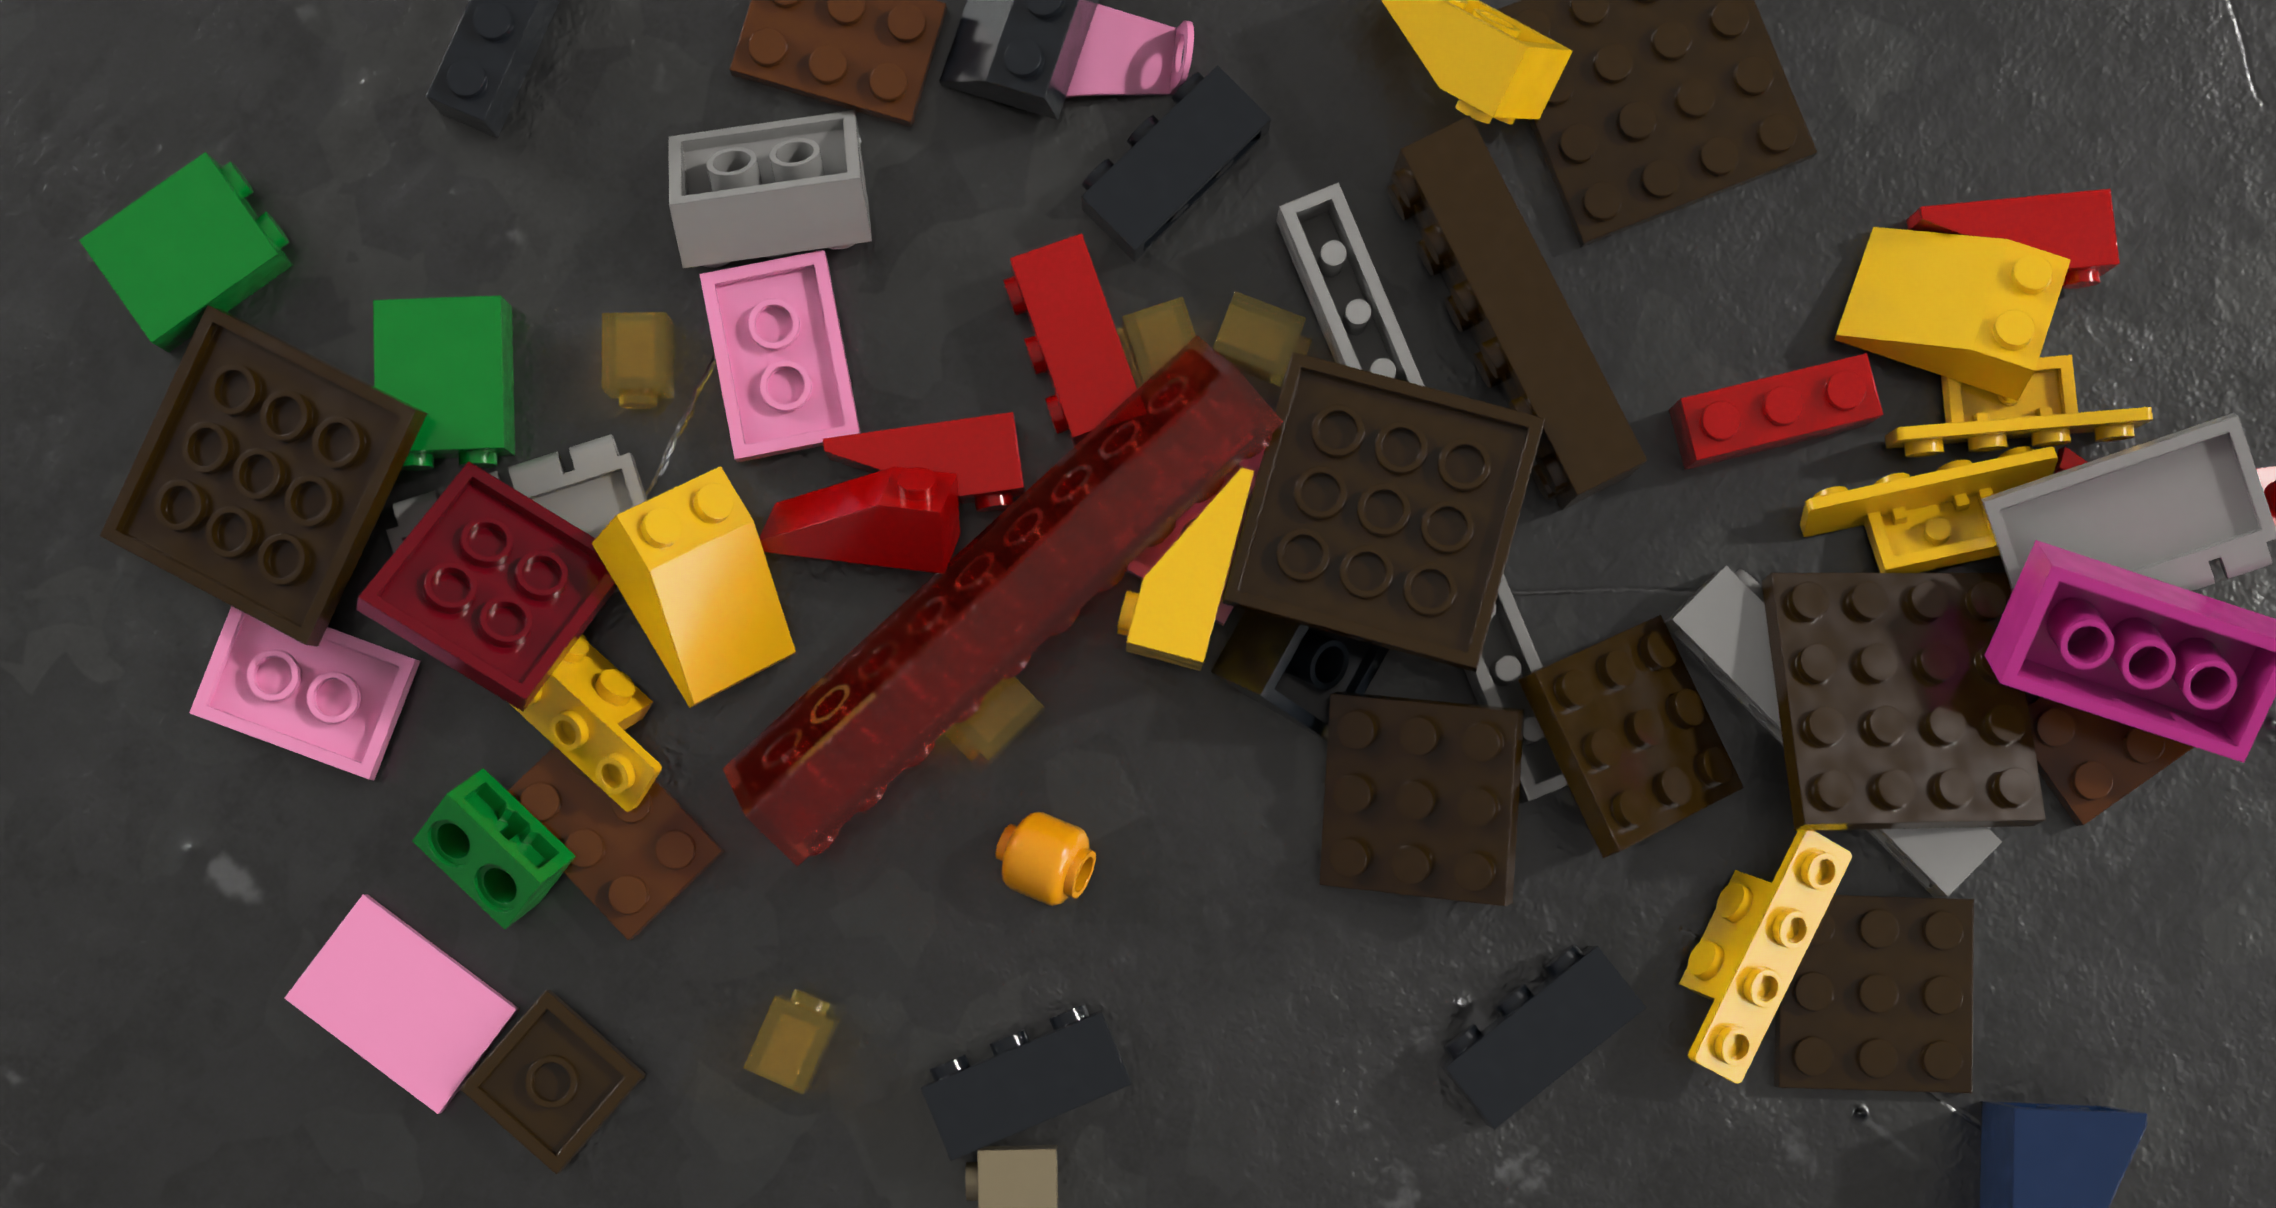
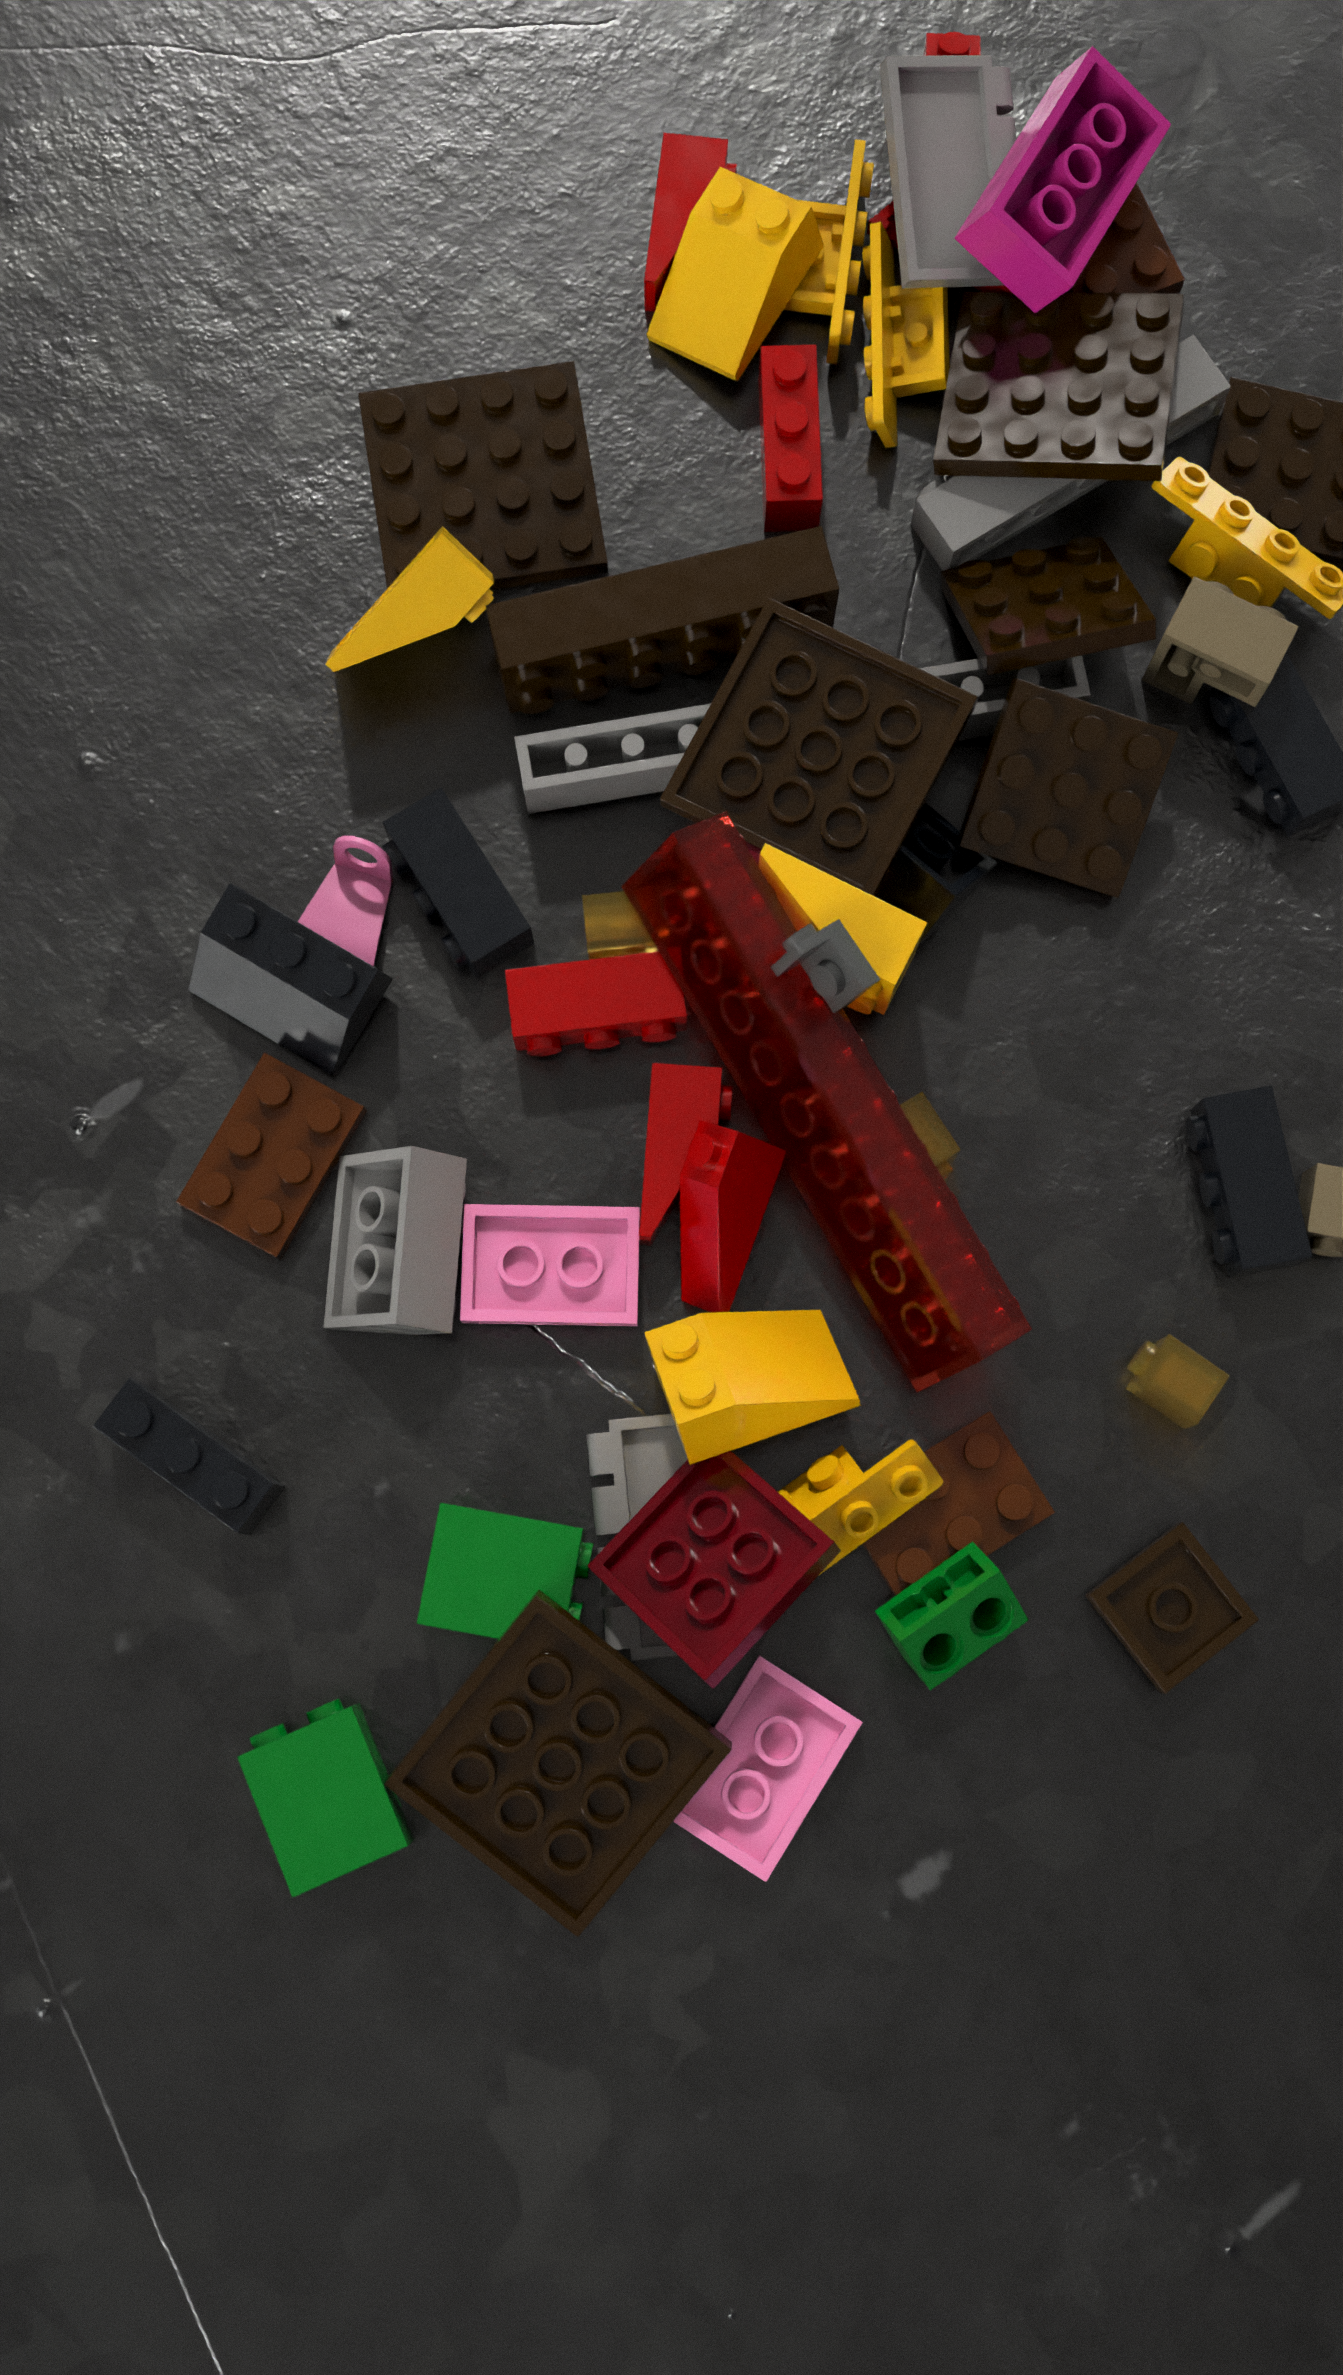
camera: 75 degrees left, 5 degrees down
(402, 1003) = (1073, 1736): bright pink tile -> none
(638, 358) = (524, 1393): clear yellow brick -> none
(1045, 858) = (1053, 1124): light orange head -> none
(1131, 571) = (831, 962): none -> dark grey bracket
(1260, 338) = (628, 839): clear yellow brick -> none
(1625, 937) = (1221, 644): none -> dark tan brick

